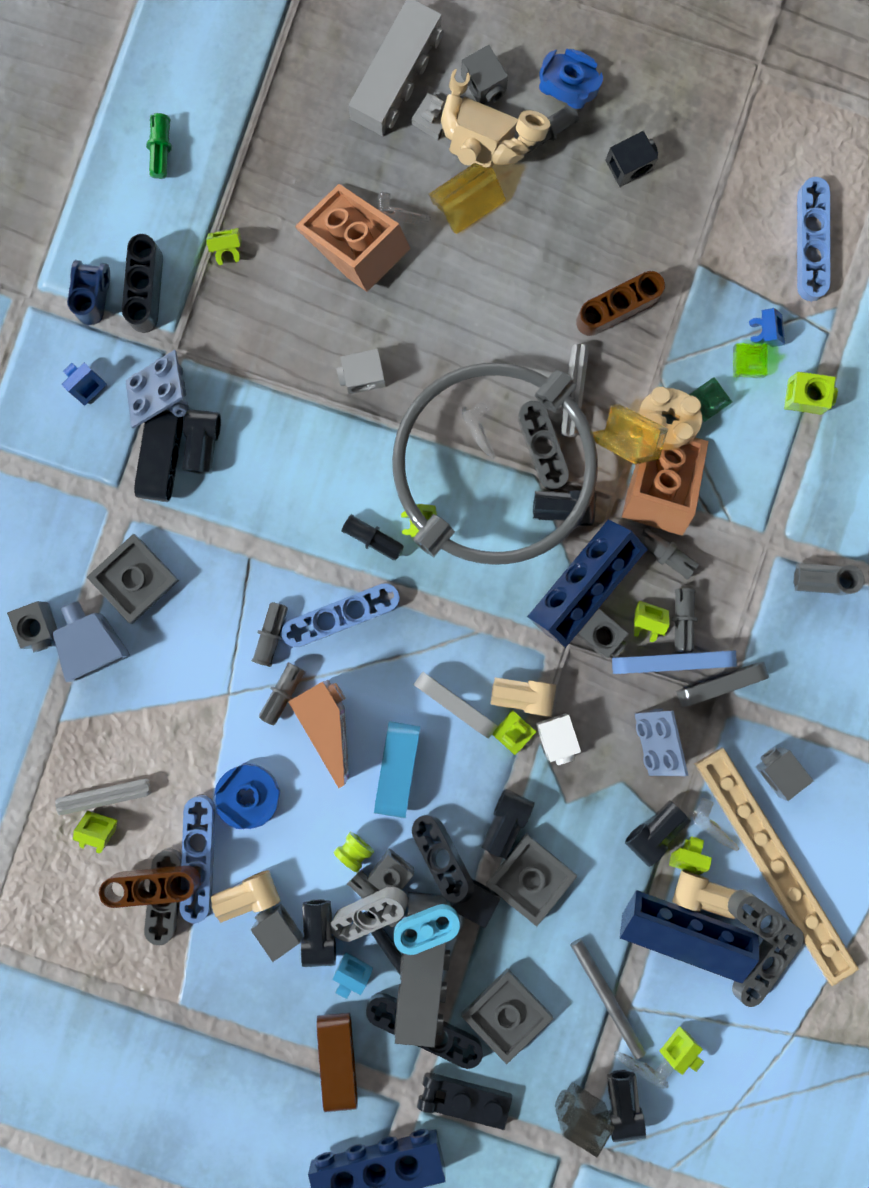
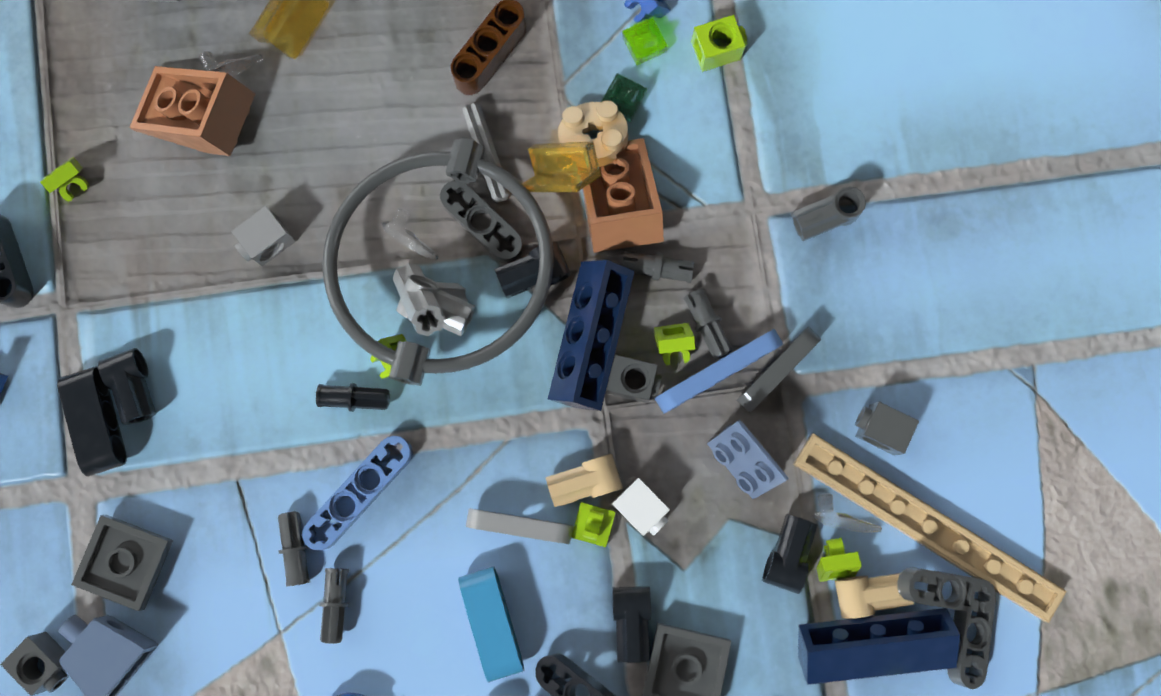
camera: 20 degrees left, 5 degrees down
(157, 389) = (58, 353): sand blue hinge -> none
(324, 722) = (392, 615): nougat slope -> none
(473, 496) = (431, 303): none -> light grey piece

